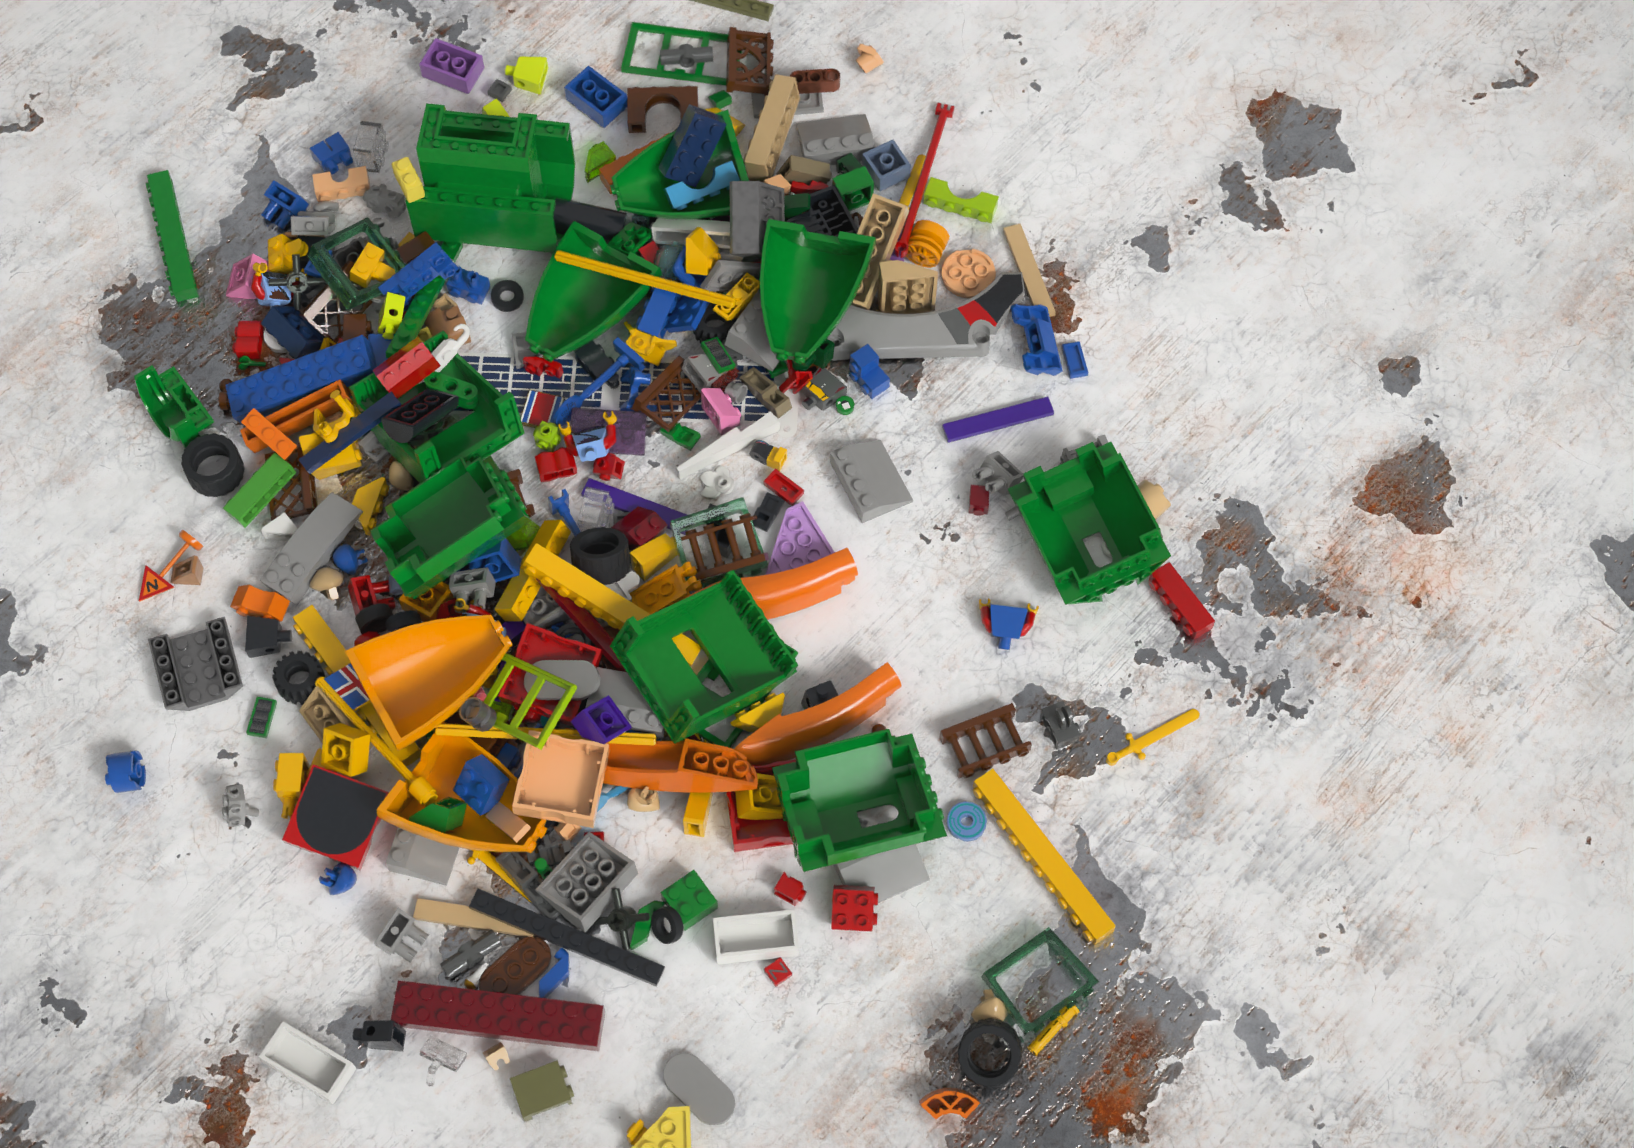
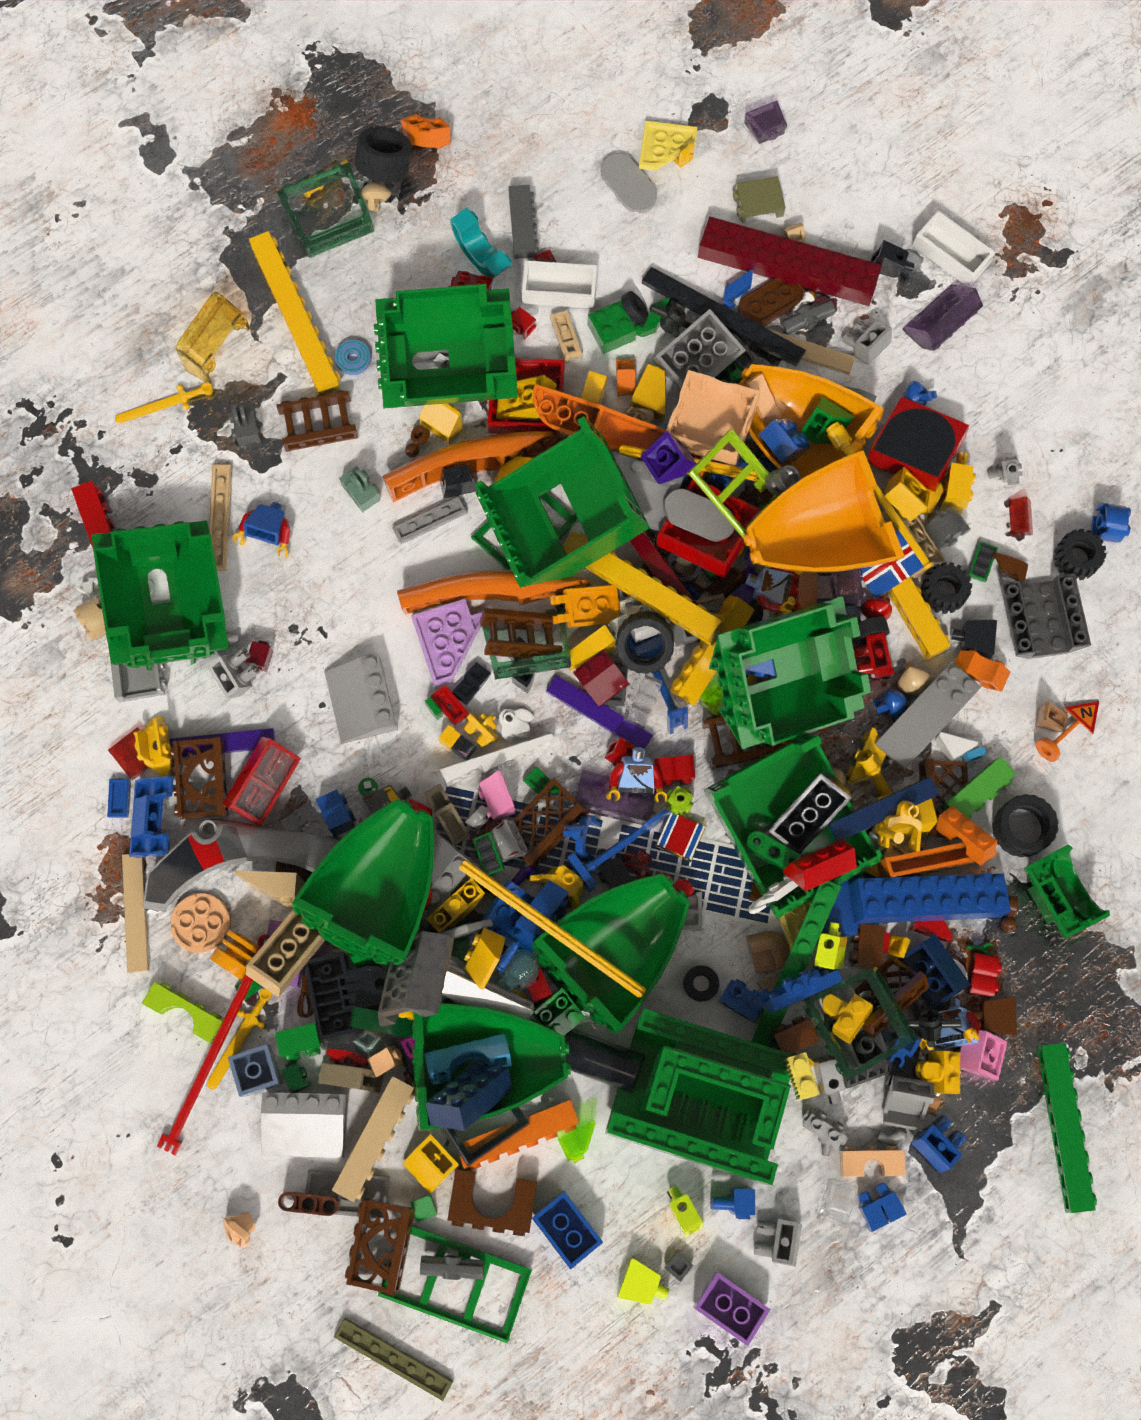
camera: 170 degrees left, 10 degrees up
(148, 725) = (1089, 544): none -> black tyre
(221, 771) = (1021, 516): none -> clear red slope
(230, 713) = (1011, 566): none -> reddish brown slope
(235, 308) = (998, 1016): none -> reddish brown torso
(261, 523) = (974, 754): none -> dark azure tile
(300, 734) = (947, 528): none -> dark grey brick
(316, 982) = (943, 316): none -> clear purple slope
(363, 483) = (873, 770): none -> yellow pin
(410, 115) = (786, 1241): none -> light grey brick
(577, 382) = (638, 862): none -> clear red piece
(634, 832) = (651, 392): none -> yellow slope
(665, 852) = (625, 377): none -> orange slope
(689, 350) = (524, 873): none -> dark purple arm
(739, 885) = (565, 335): none -> tan plate
(746, 471) = (475, 722): none -> yellow hips
(799, 479) = (433, 708): none -> green tile
(814, 1012) = (522, 221): none -> dark grey brick
(845, 661) = (429, 520): none -> light grey tile
(848, 960) = (476, 245): none -> teal brick
(922, 677) = (360, 489): none -> sand green brick
(943, 384) = (261, 781): none -> brick
(993, 403) = (217, 756): none -> reddish brown fence
(1048, 397) = (160, 759): none -> yellow piece
(1059, 631) = (220, 513): none -> tan tile
(1076, 397) = (126, 756): none -> clear red wing
(1117, 800) = (207, 334): none -> clear yellow windscreen

